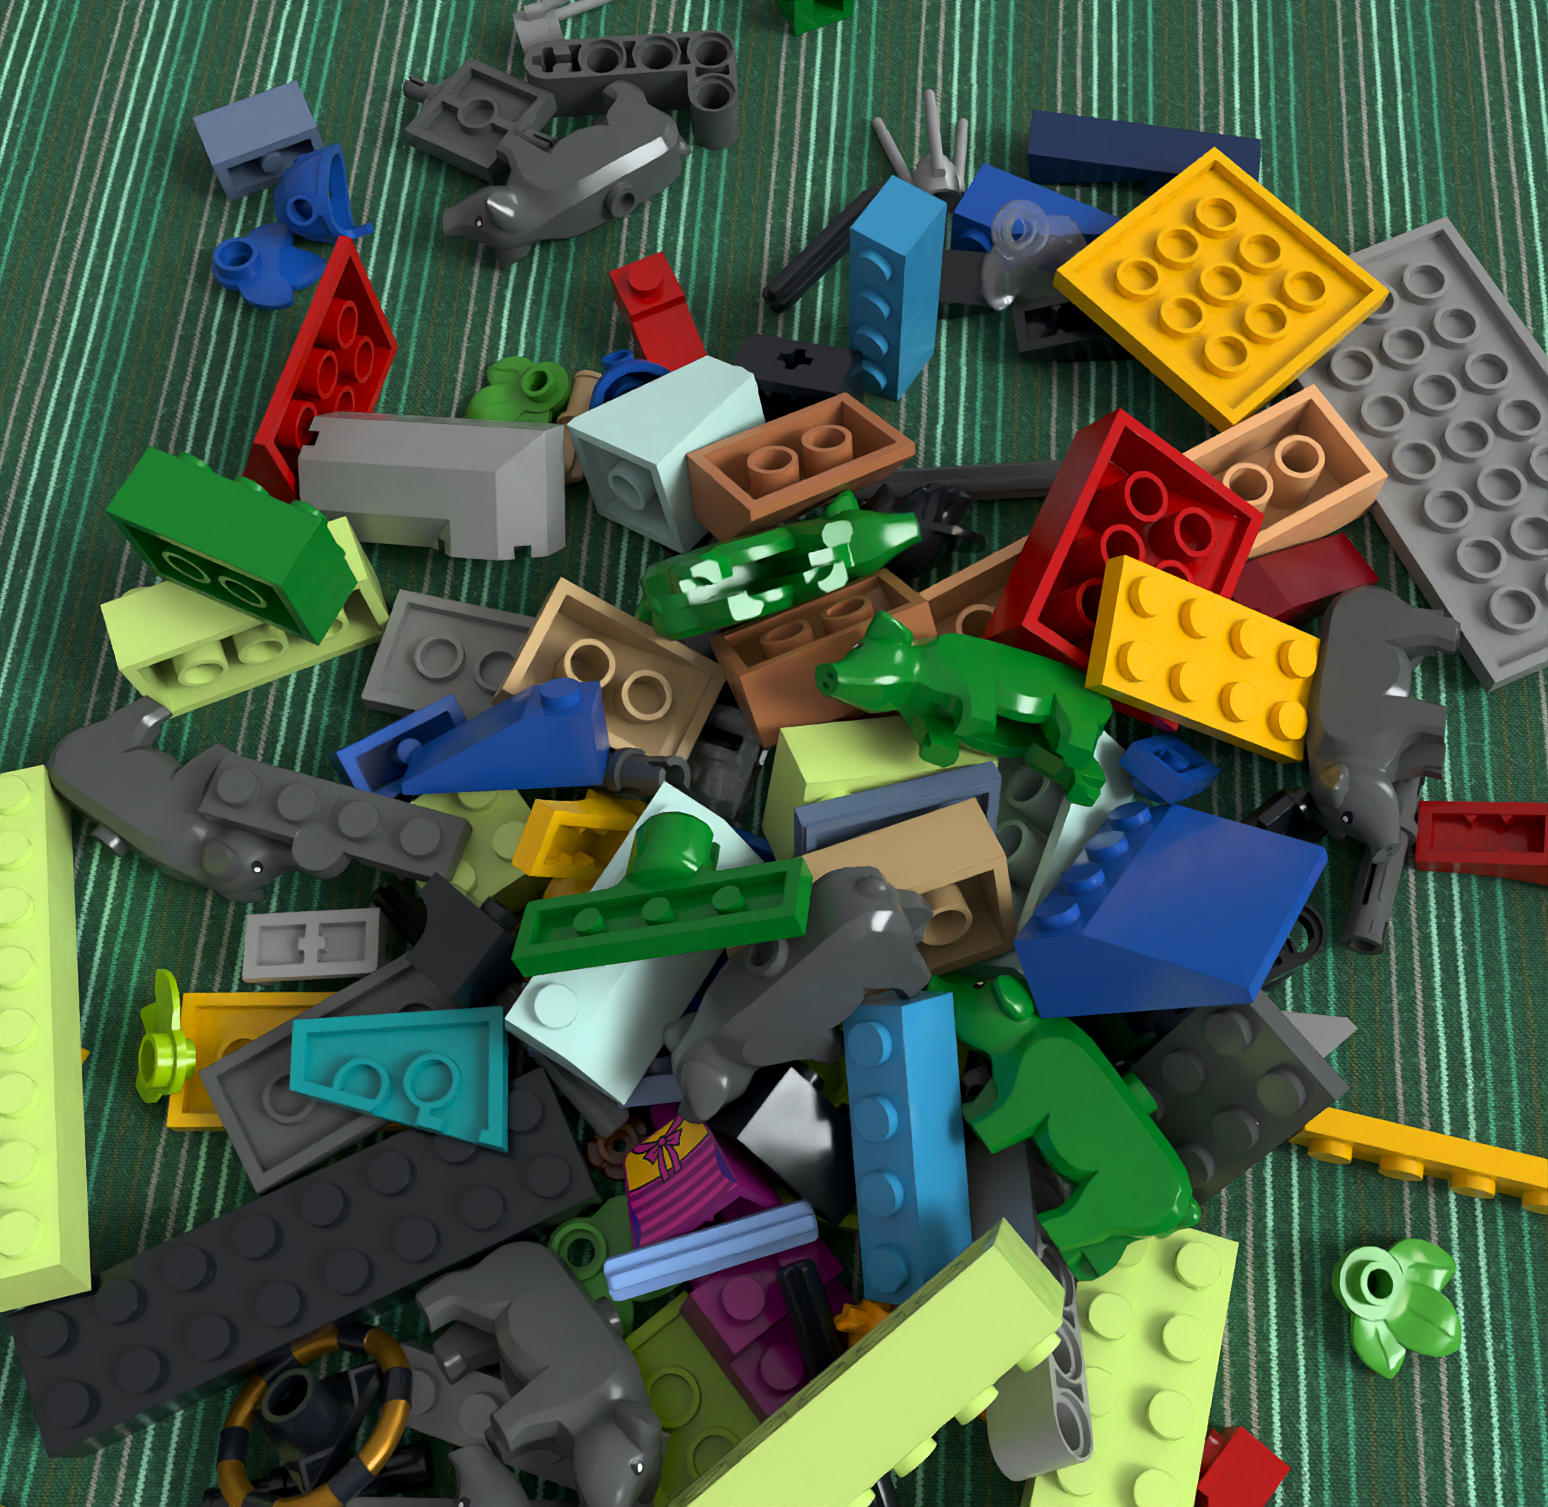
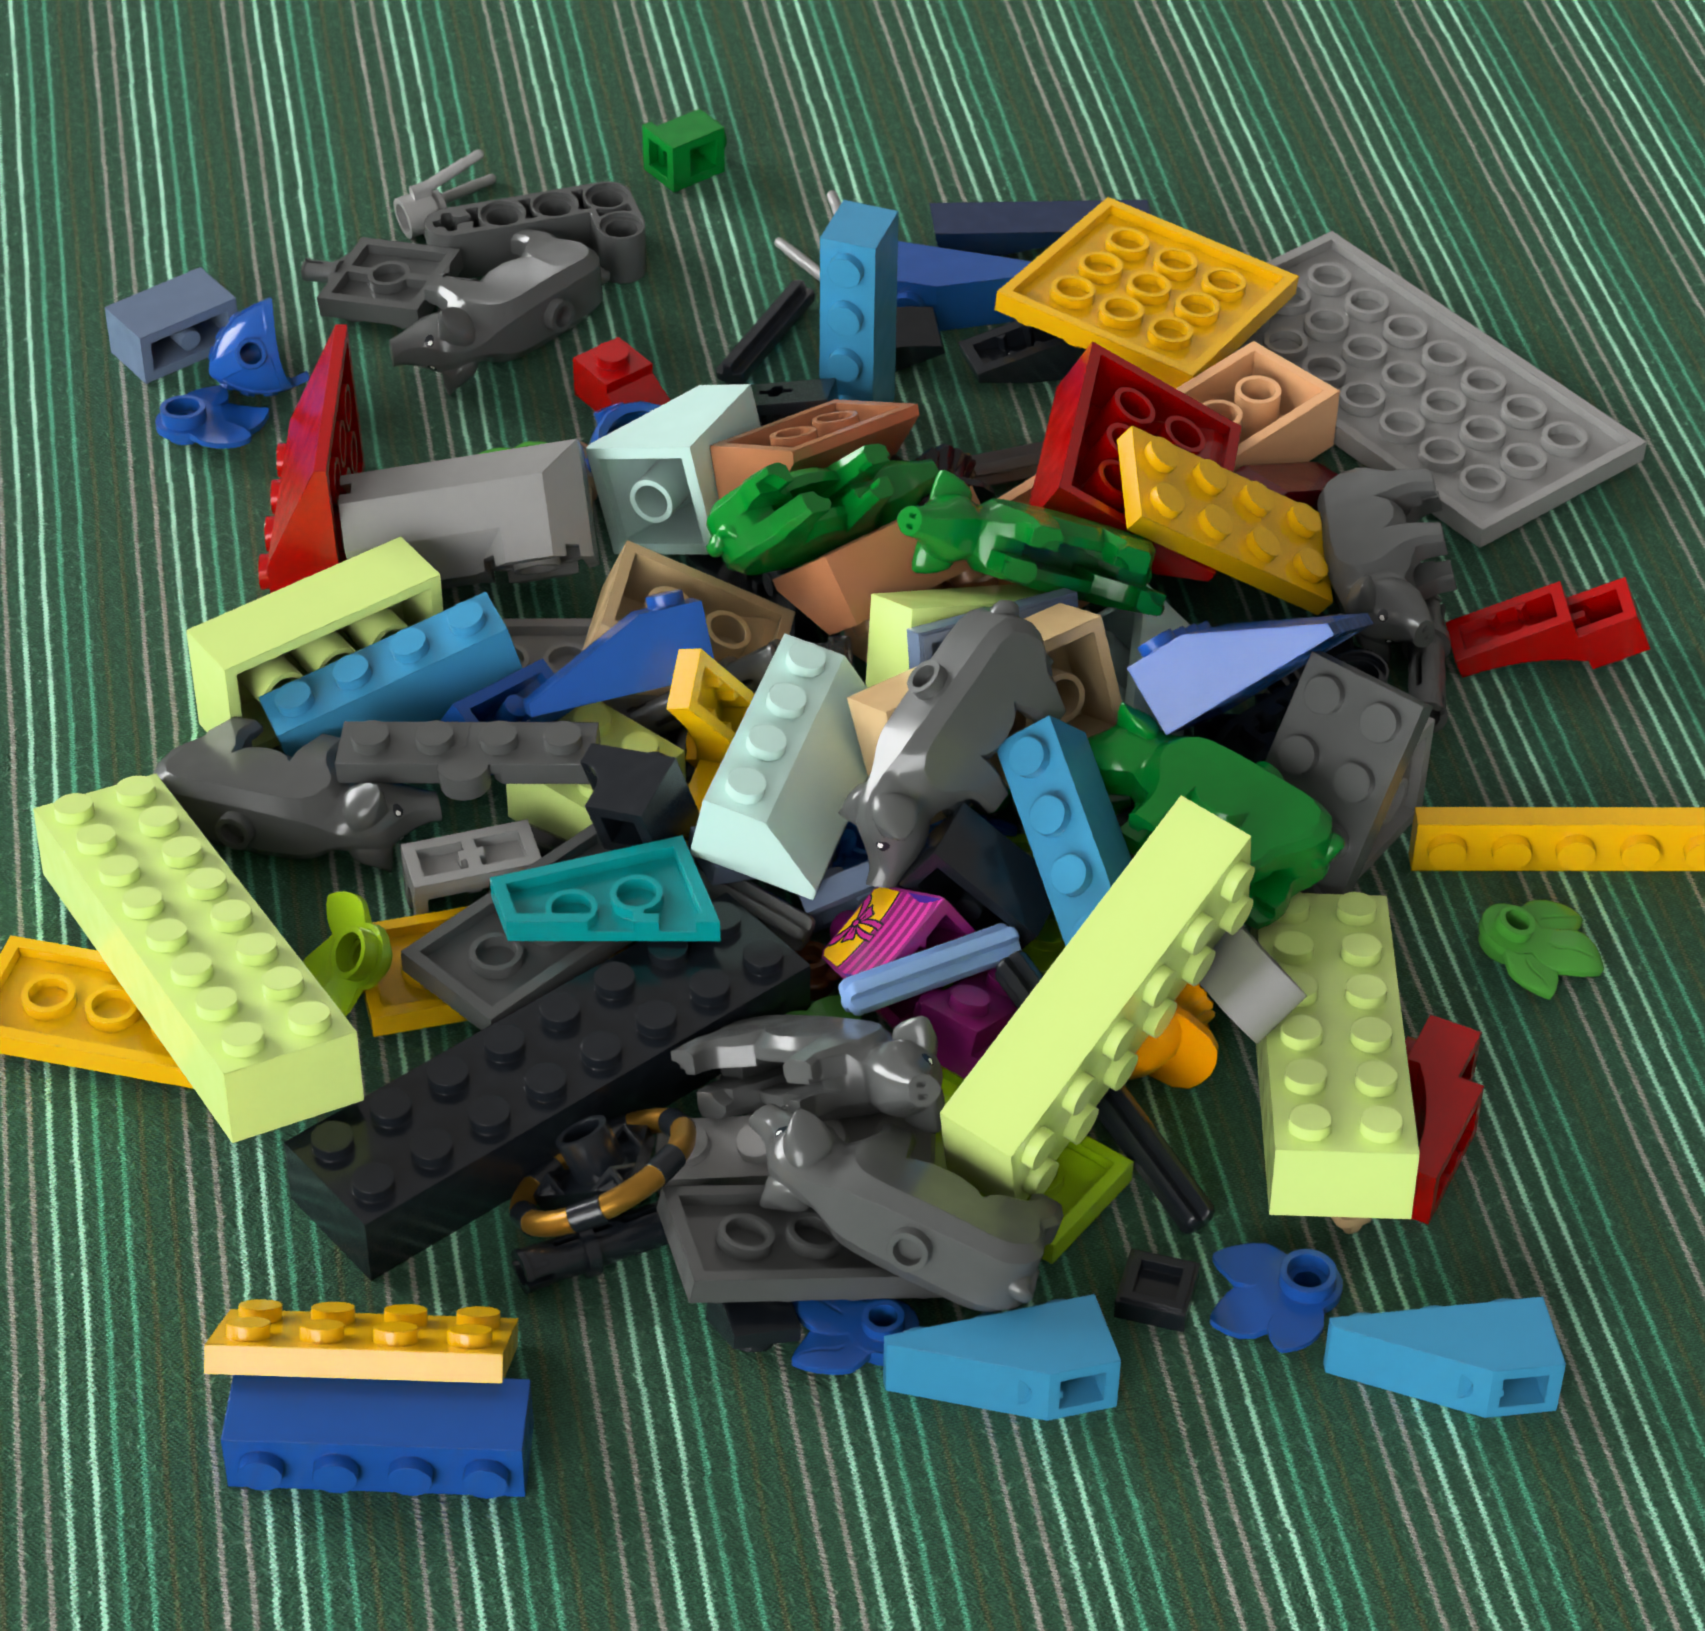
camera: 20 degrees left, 25 degrees down
(234, 543) = (326, 540): green brick -> none
(307, 689) = (398, 678): none -> dark azure brick
(666, 905) = (823, 662): green plate -> none
(1030, 262) = (969, 302): clear plate -> none
(1167, 768) = (1203, 604): blue plate -> none

